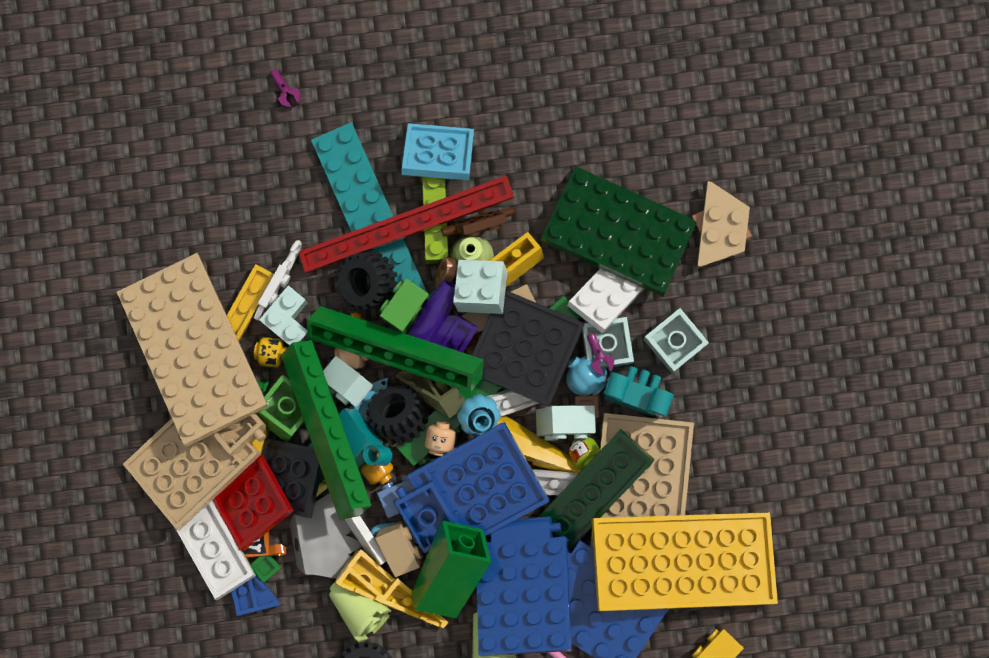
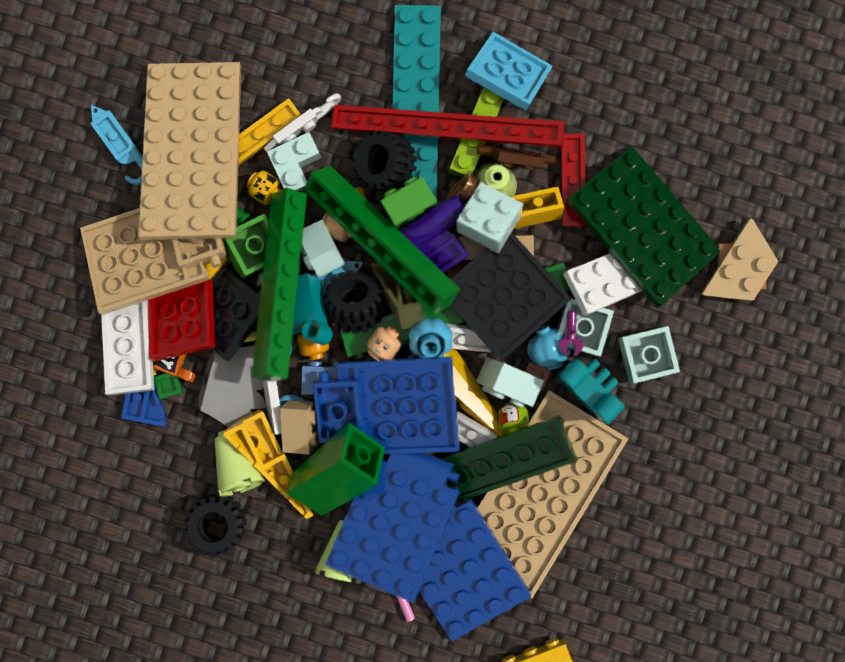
camera: 25 degrees right, 5 degrees up
(122, 372) = (116, 140): none -> medium azure plate
(535, 215) = (572, 175): none -> red plate
(683, 561) = (557, 565): yellow plate -> none

